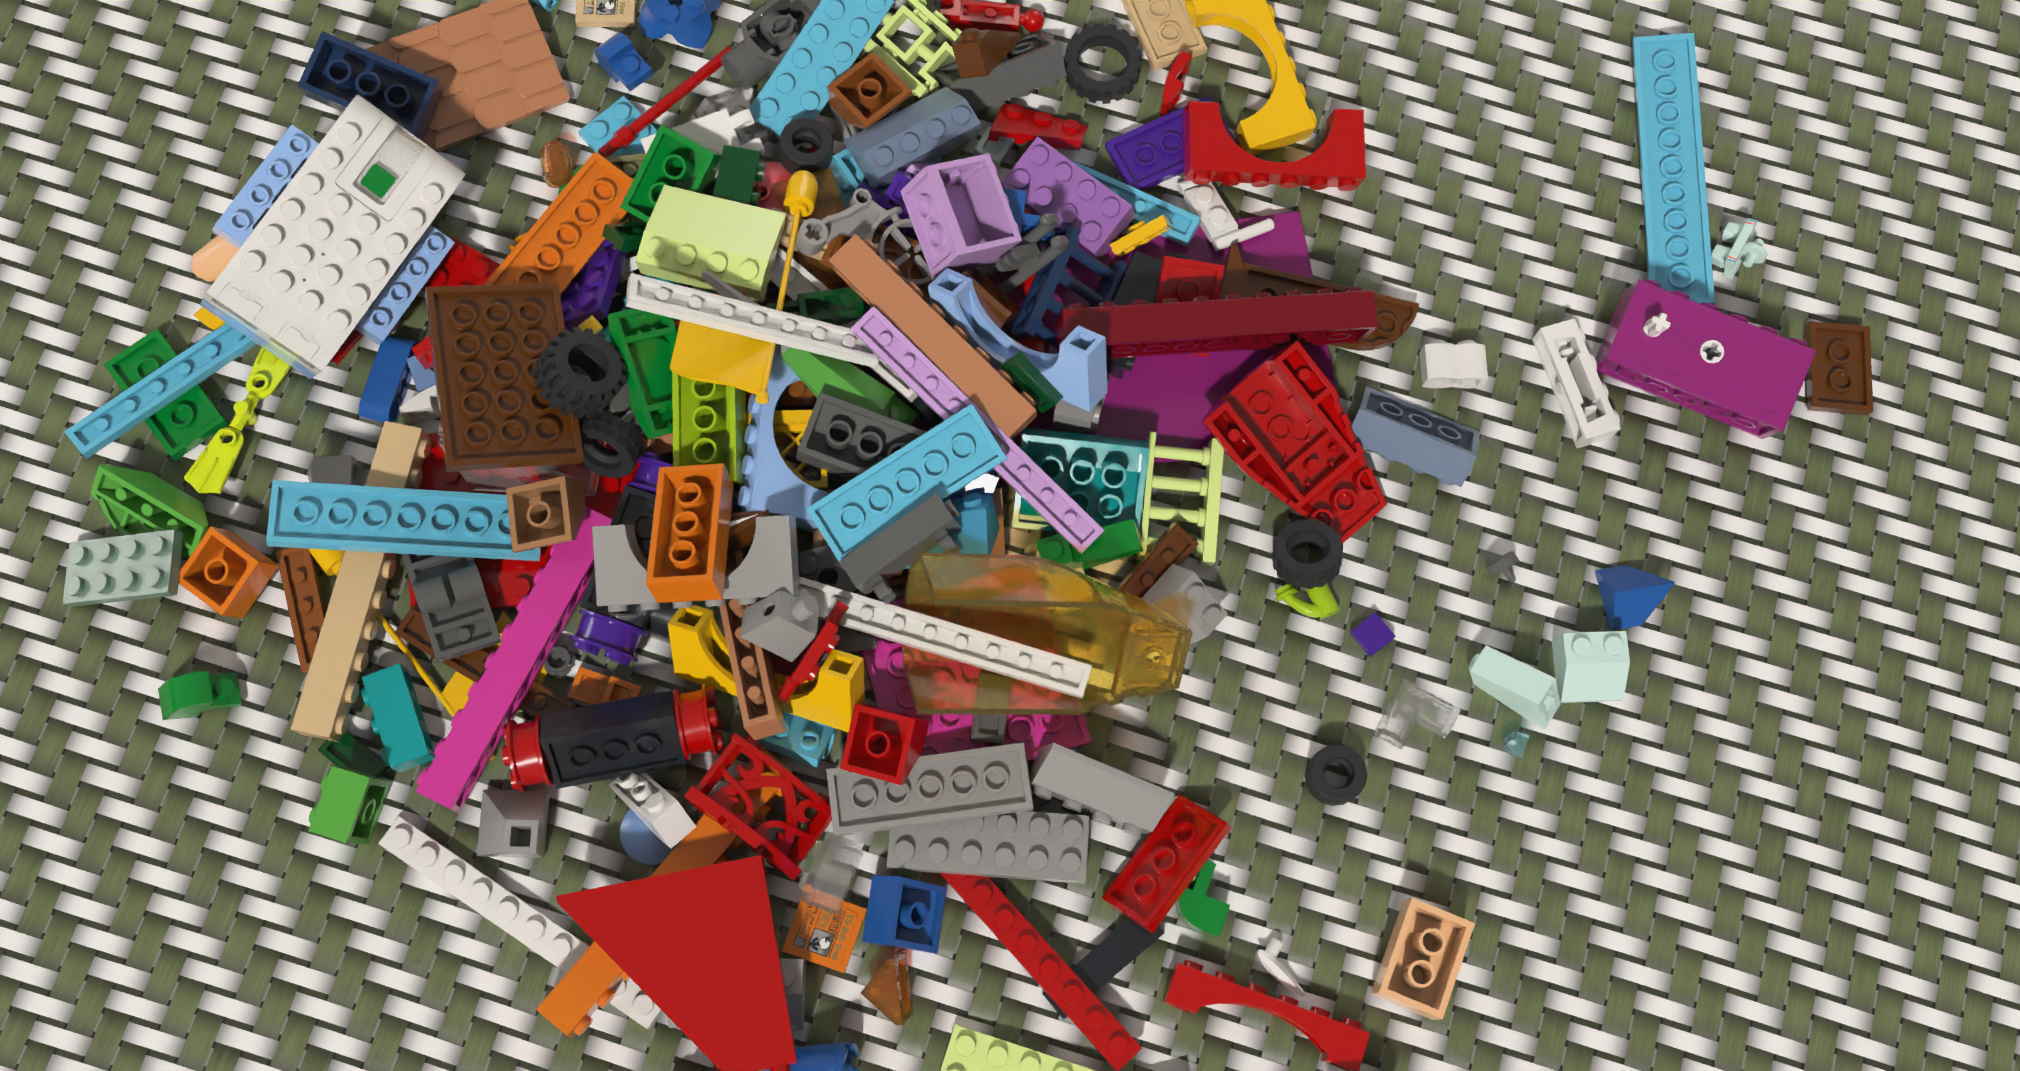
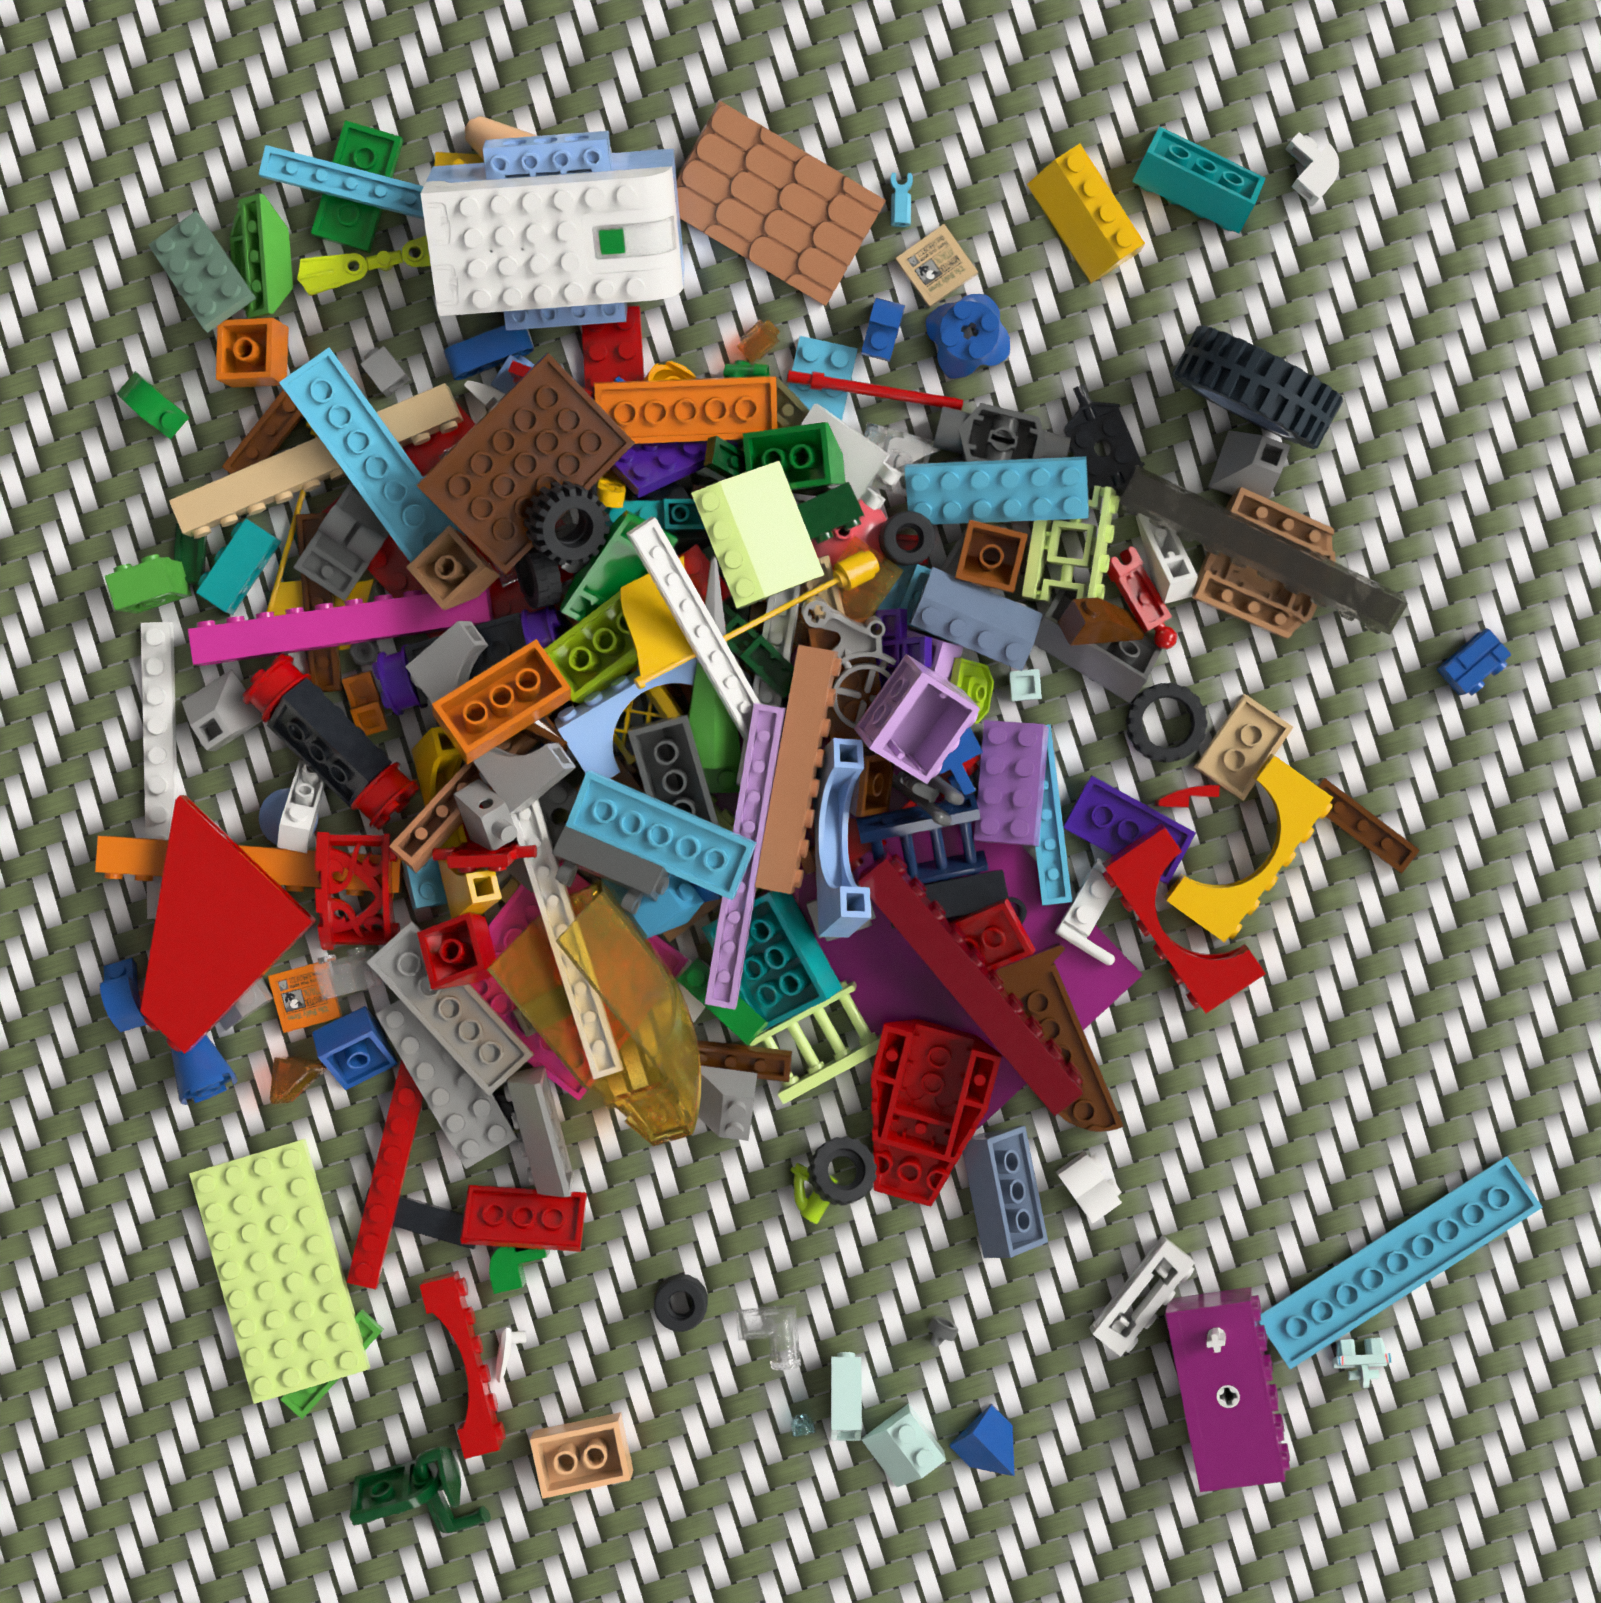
camera: 60 degrees right, 15 degrees up
(343, 70) = (706, 150): dark blue brick -> none
(1026, 125) = (1063, 704): red wing -> none
(1029, 379) = (814, 871): dark green tile -> none
(1140, 234) = (1020, 863): yellow plate -> none
(1372, 634) = (815, 1261): dark purple tile -> none
(1841, 368) = (1306, 1502): reddish brown plate -> none

